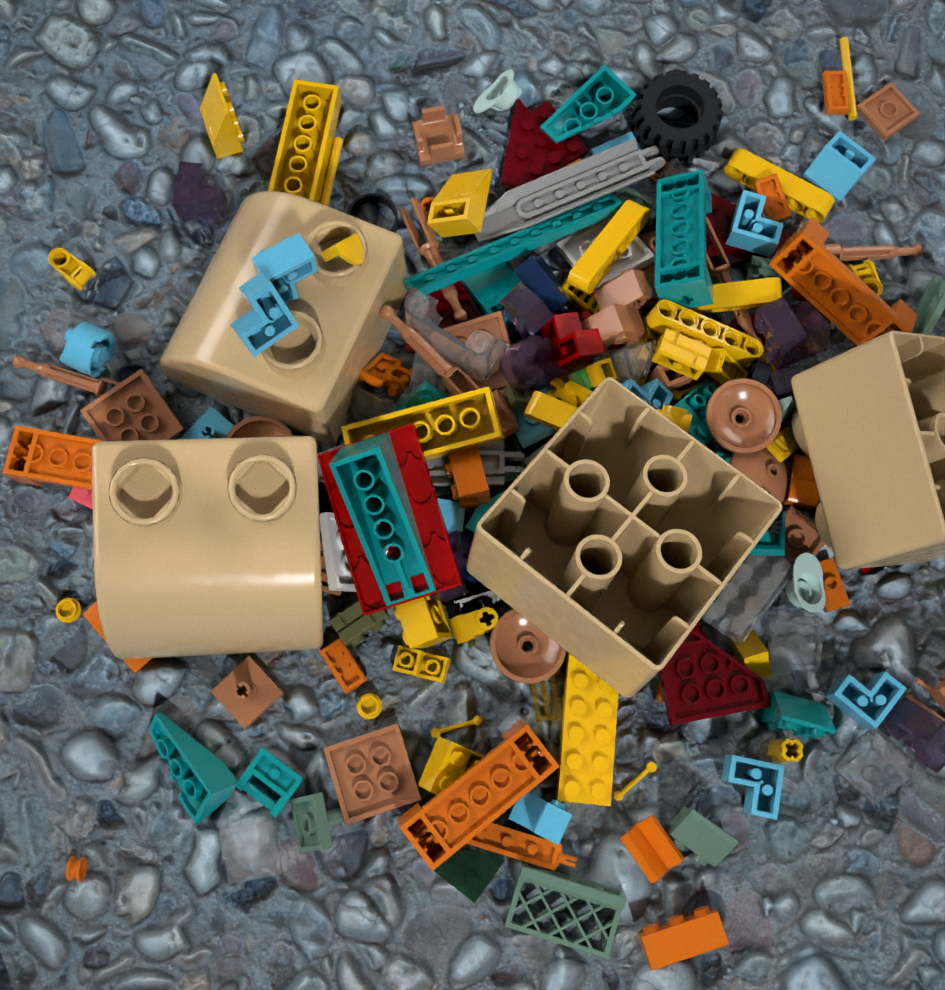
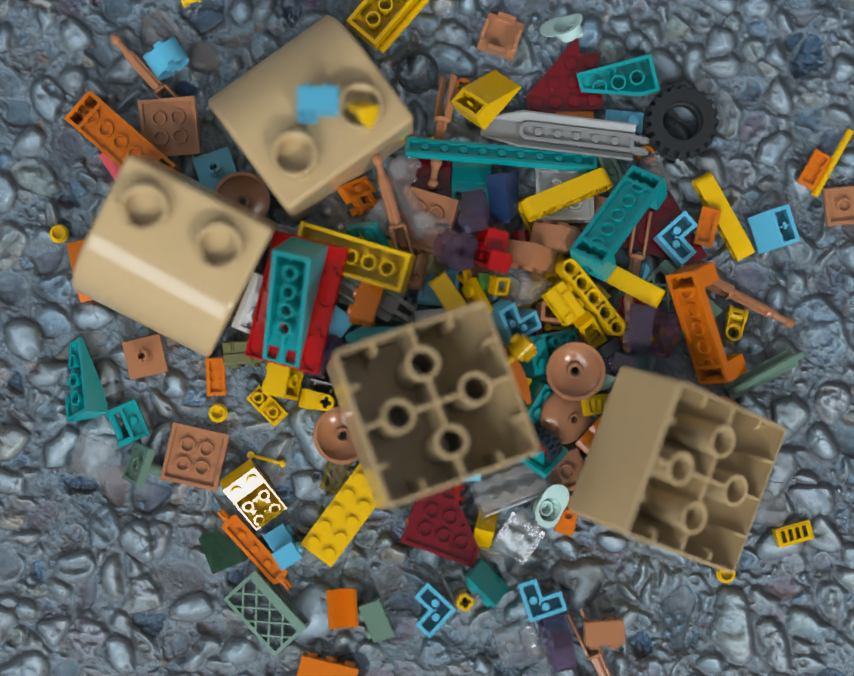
camera: 30 degrees right, 10 degrees up
(268, 318) = (282, 135): medium azure brick -> none
(478, 795) = (252, 510): orange plate -> none
(650, 767) = (375, 559): yellow hinge -> none

